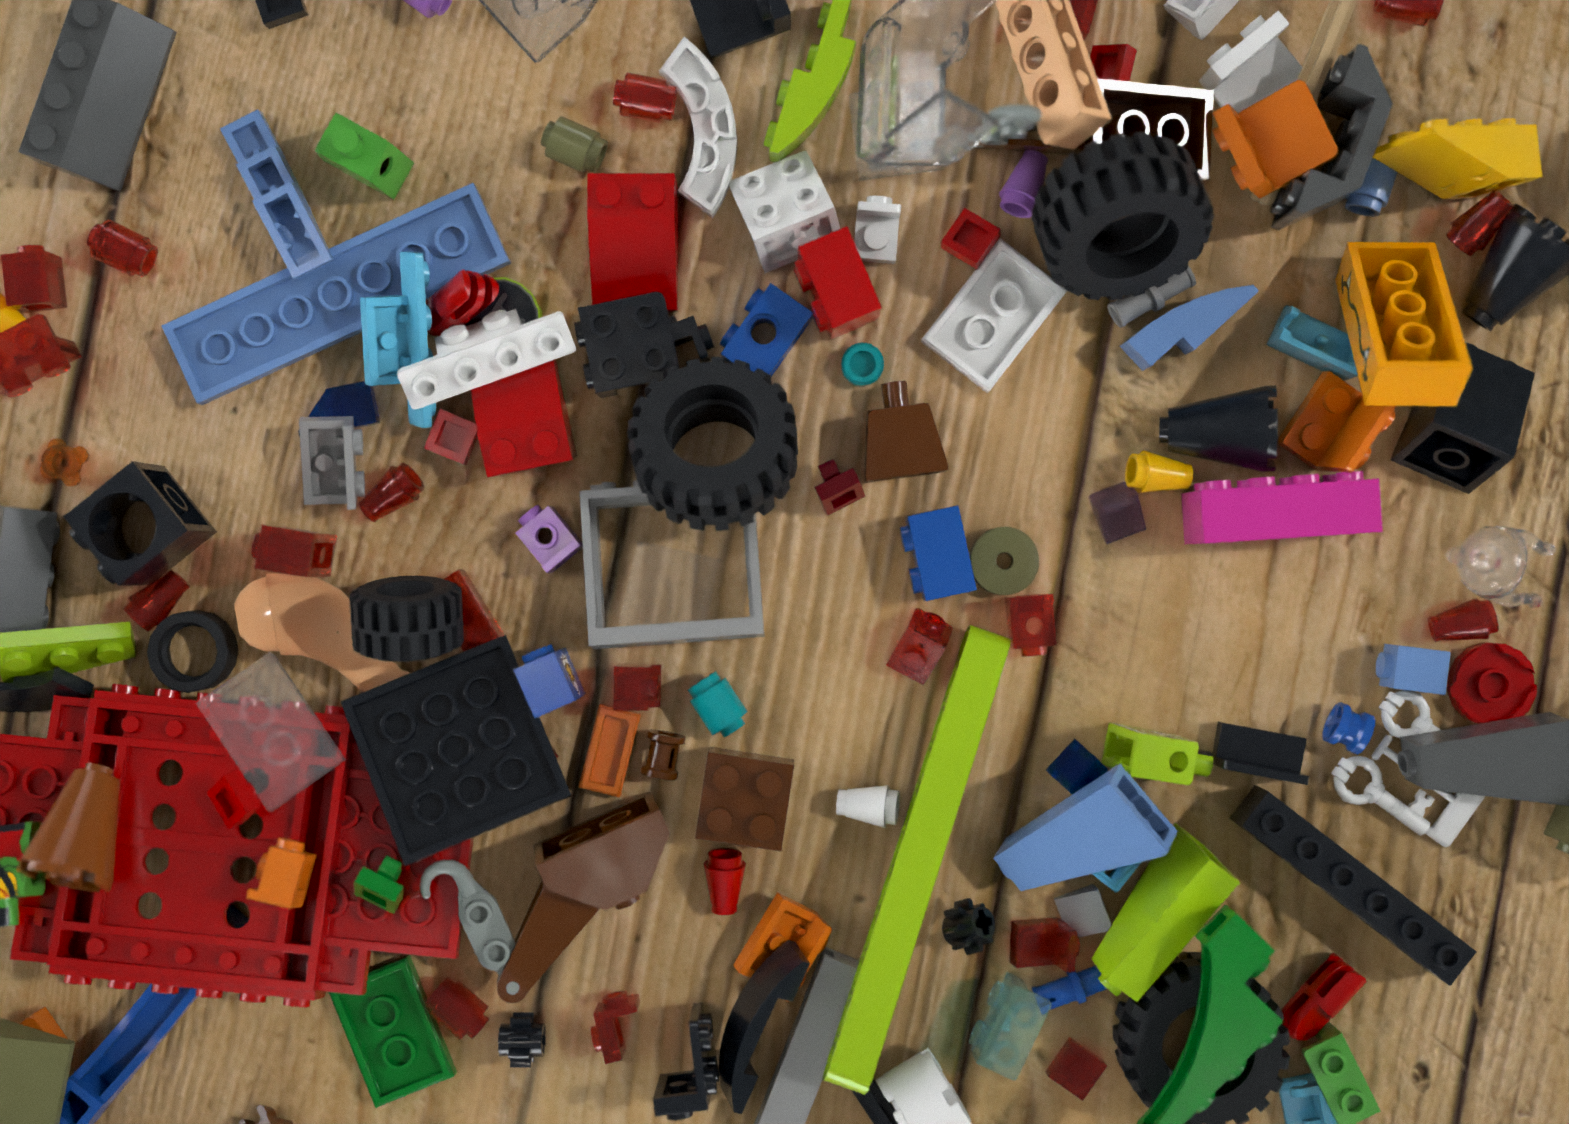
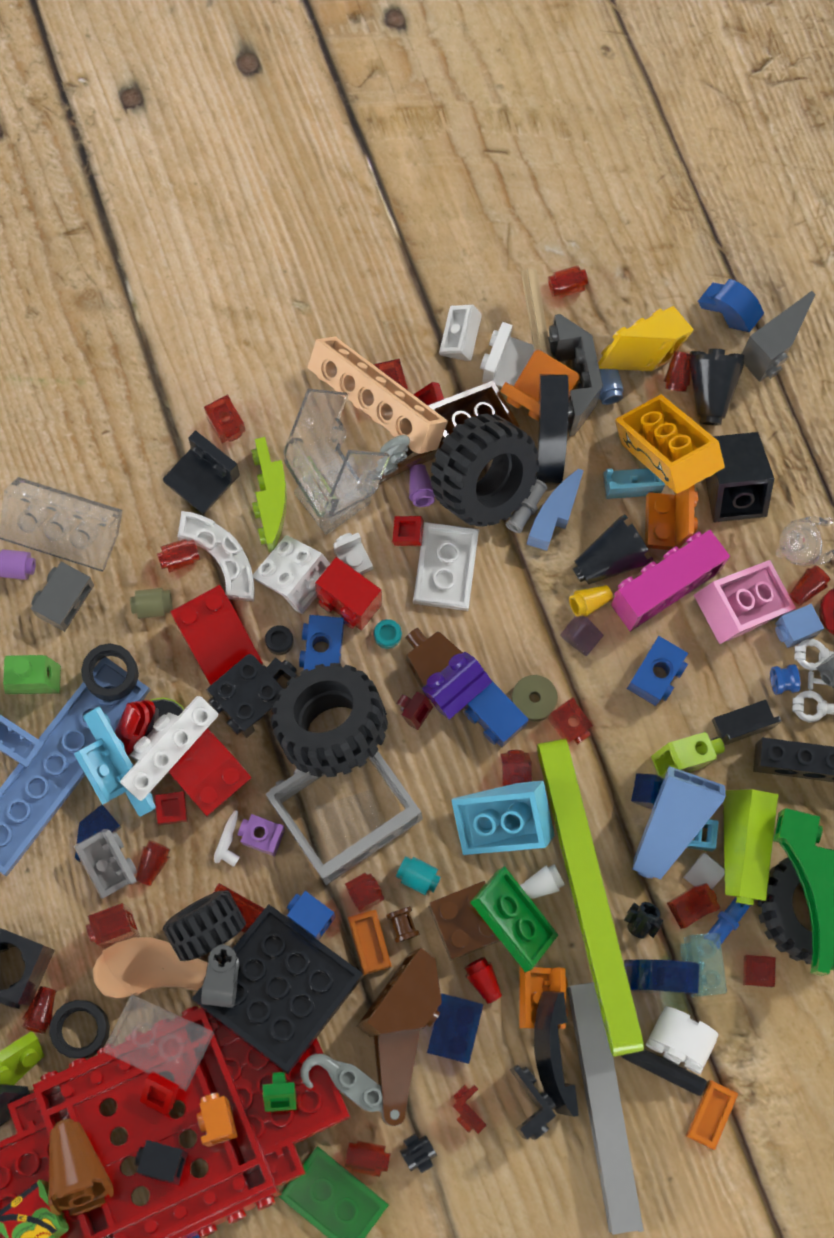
camera: 35 degrees left, 15 degrees down
(188, 886) = (161, 1162): none -> black brick
(382, 708) = (221, 982): none -> dark grey piece
(442, 187) = (104, 651): none -> black tyre
(461, 68) = (62, 596): none -> dark grey brick
(502, 516) = (226, 839): none -> white bar
(655, 919) = (455, 1029): none -> clear blue plate
(715, 291) = (279, 640): none -> black tile
(804, 834) = (514, 919): none -> green tile
(868, 699) = (504, 819): none -> medium azure slope
(908, 491) = (456, 684): none -> dark purple brick
(945, 1014) = (662, 976): none -> clear blue brick
(1162, 621) = (662, 655): none -> blue brick
(1255, 205) = (552, 427): none -> black slope
(1362, 594) = (744, 601): none -> bright pink slope

